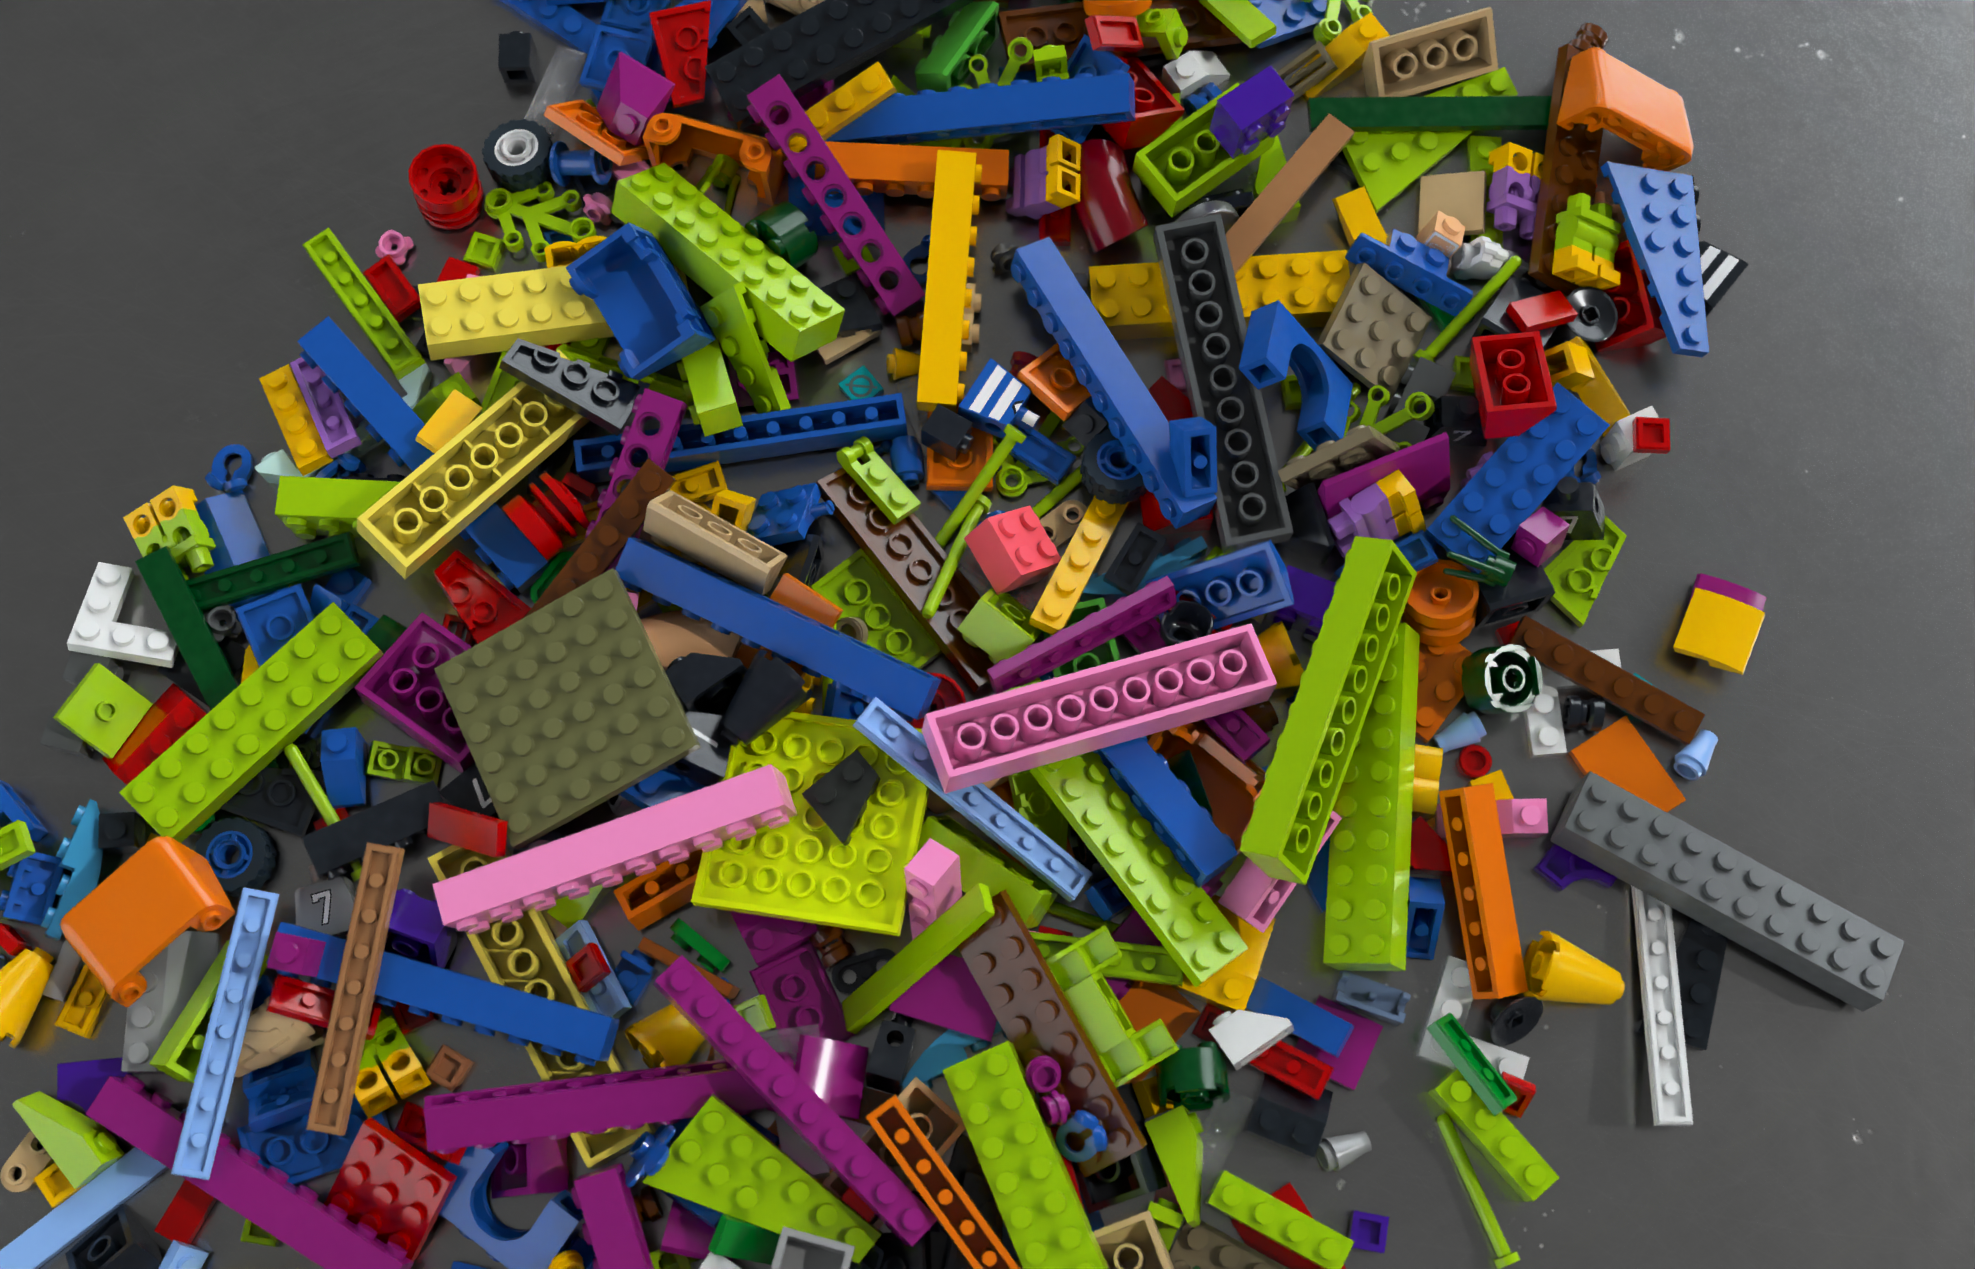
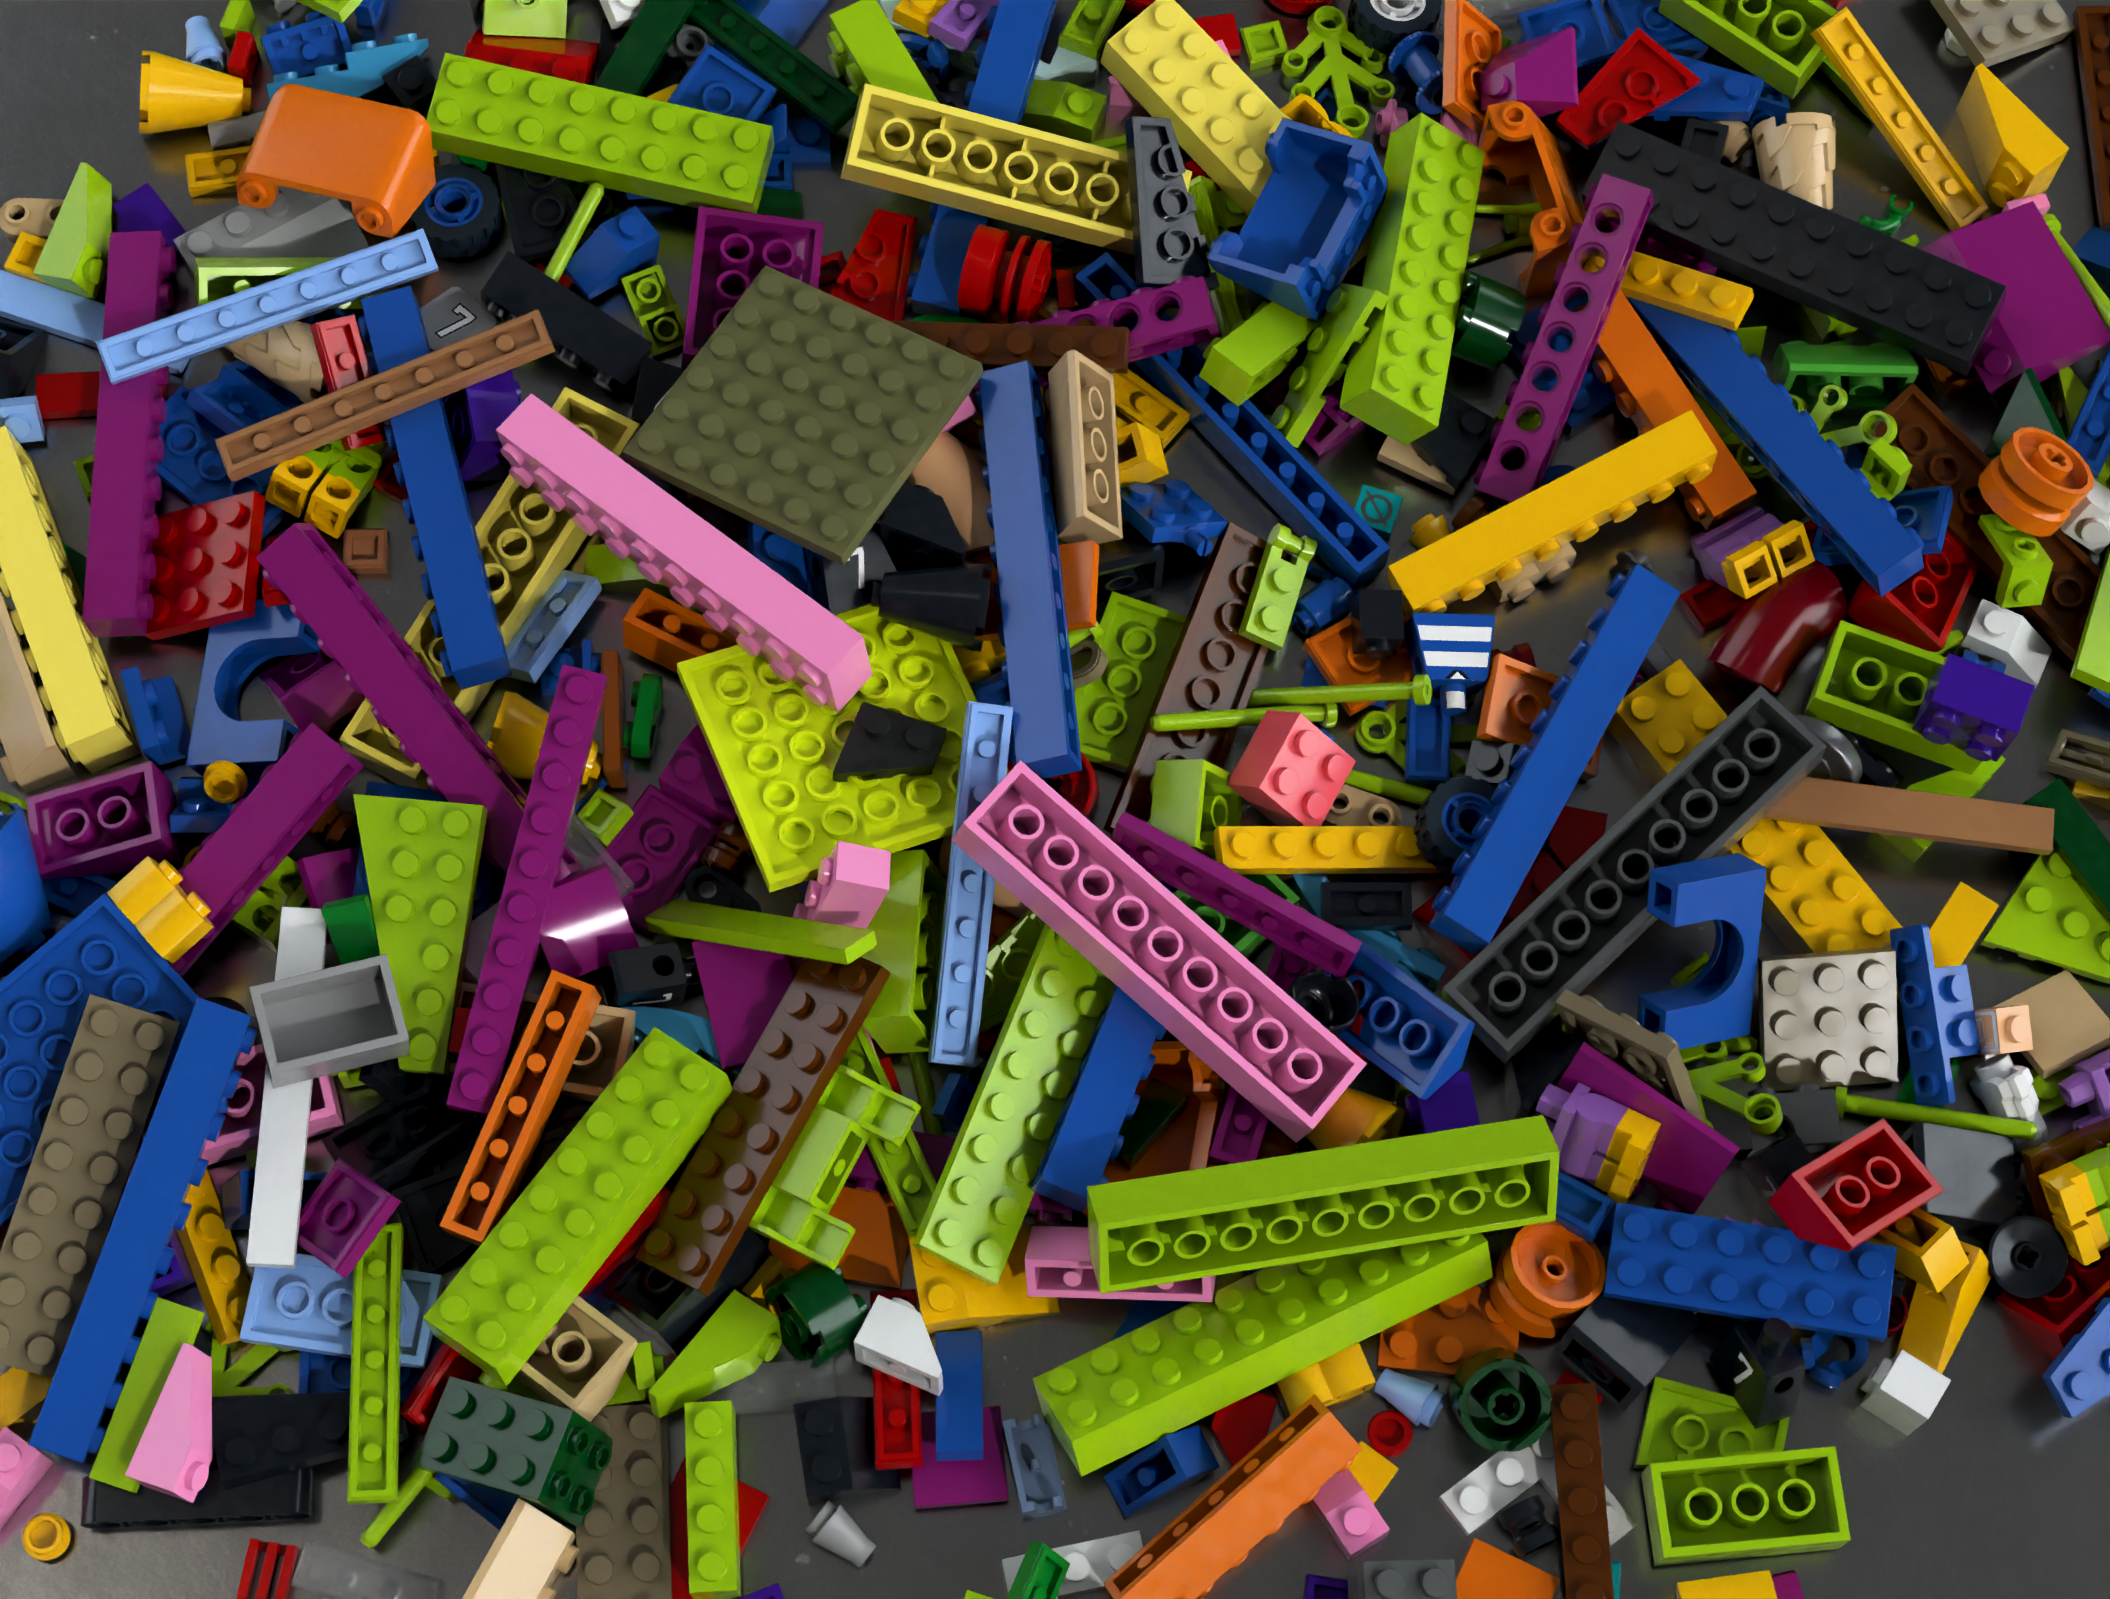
camera: 55 degrees right, 5 degrees down
(296, 954) = (383, 316): magenta brick -> none
(448, 421) = (1042, 113): yellow tile -> none
(467, 829) = (616, 401): red tile -> none
(588, 967) = (550, 614): red tile -> none
(649, 1154) = (387, 784): blue plate -> none
(1042, 1074) = (713, 1133): magenta plate -> none
(1054, 1108) = (685, 1169): magenta plate -> none
(1093, 1144) = (672, 1235): blue piece -> none
(1114, 33) = (1968, 512): red tile -> none
(1194, 455) = (1517, 885): blue slope -> none
(1494, 570) = (1616, 1304): dark green plant -> none
(1540, 536) = (1698, 1340): magenta brick -> none
(1541, 312) = (1981, 1189): red tile -> none
(1647, 577) = (1745, 1506): none -> lime brick
(1651, 435) = (1910, 1397): red tile -> none

